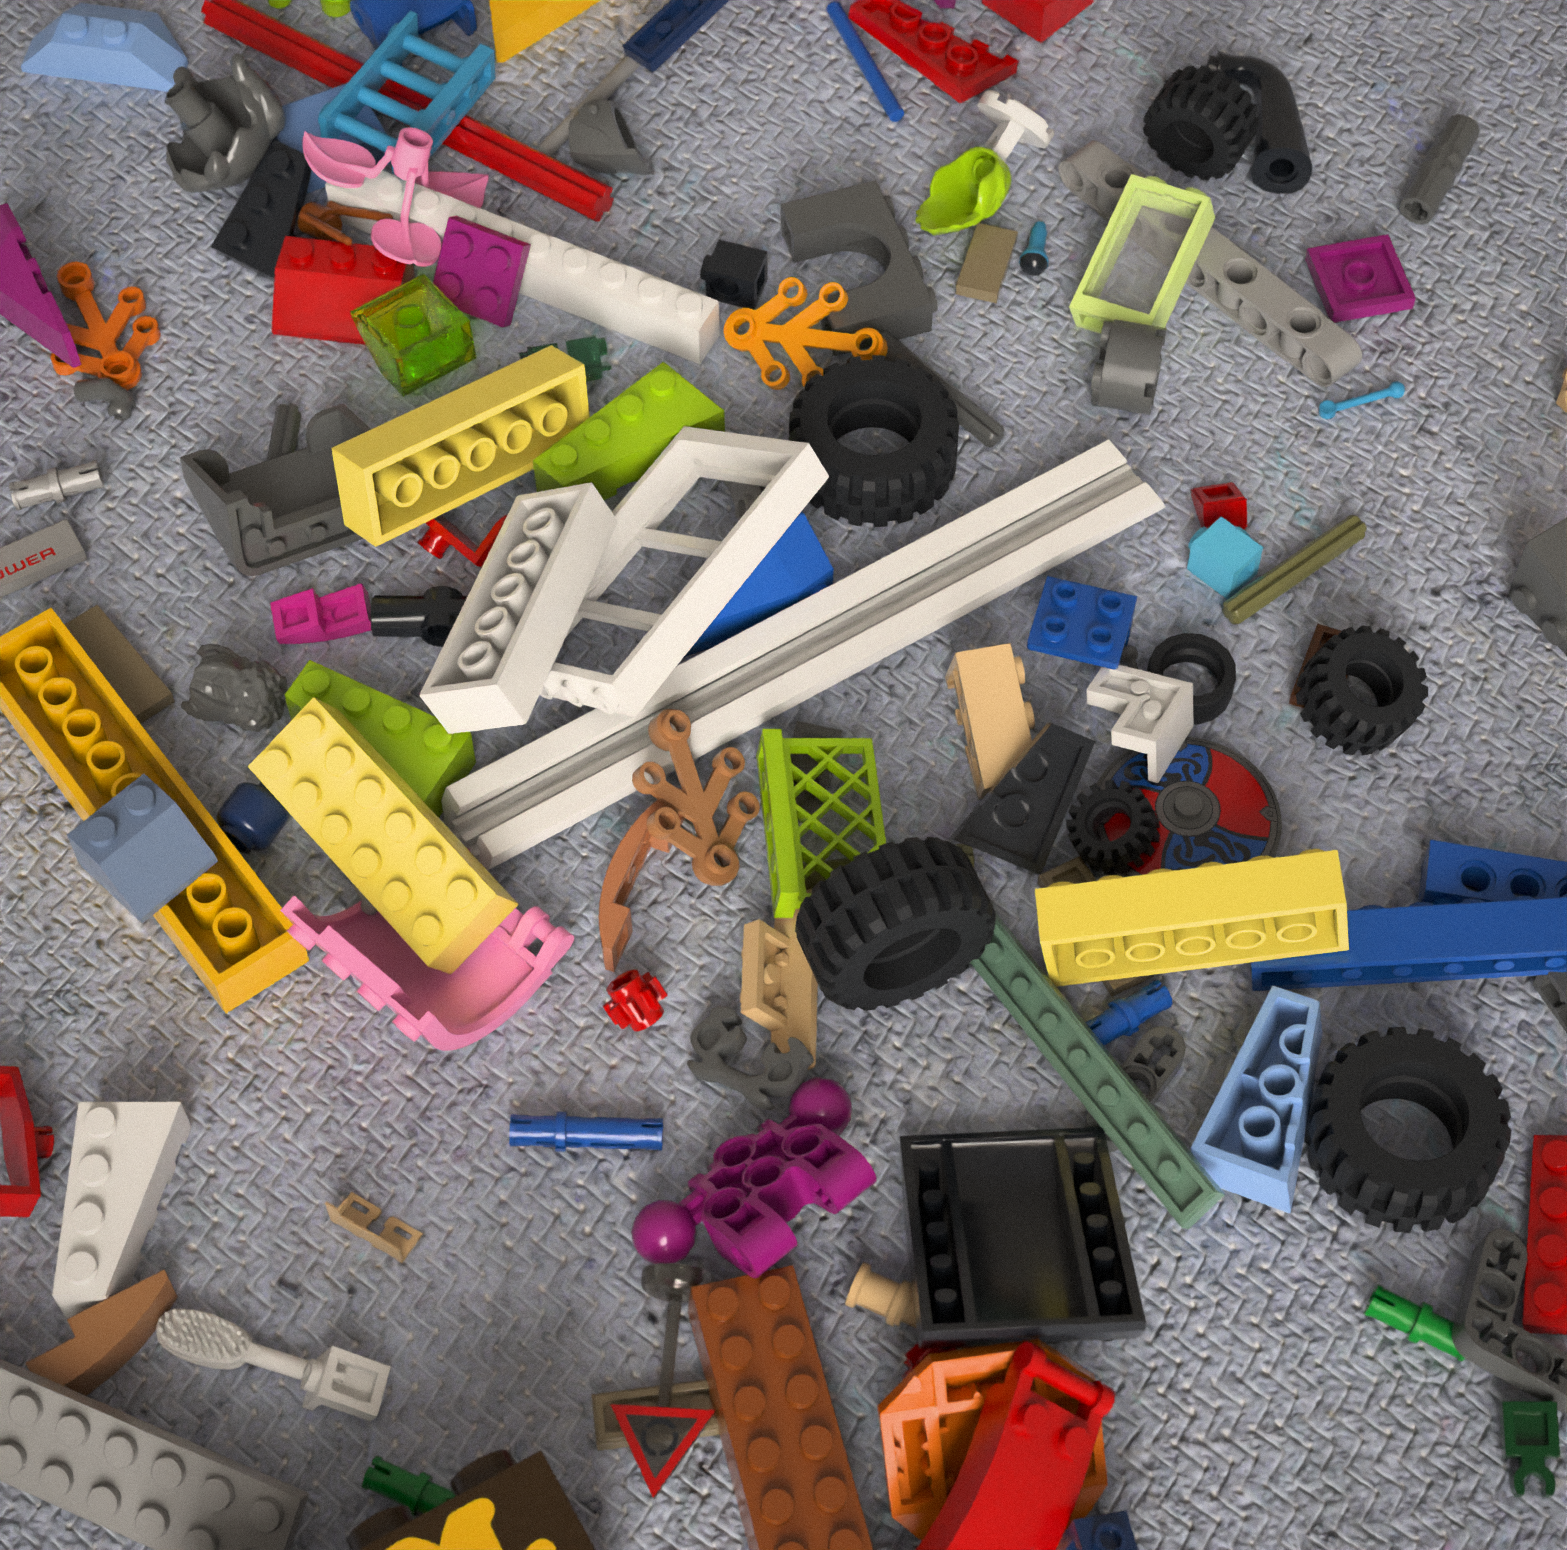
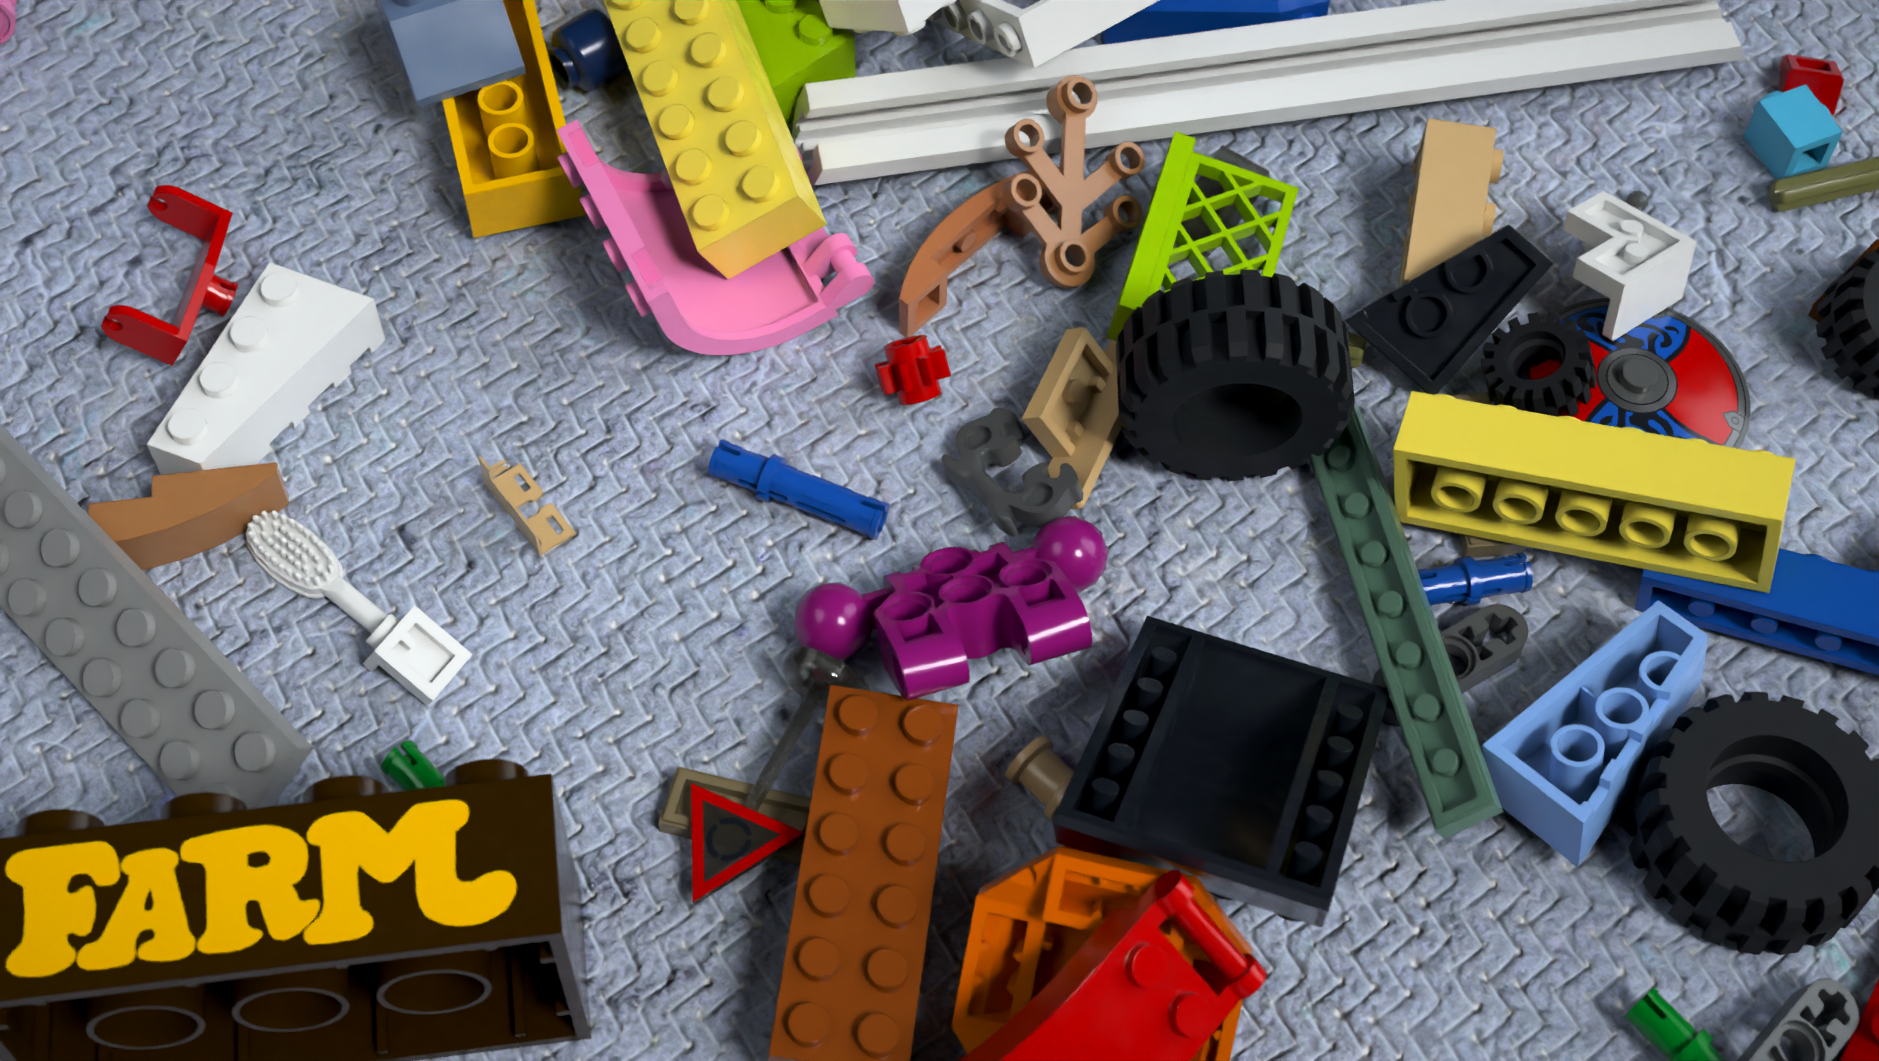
camera: 20 degrees right, 0 degrees up
(1082, 623) = (1594, 142): blue bracket -> none
(1207, 653) = (1724, 223): black tyre -> none

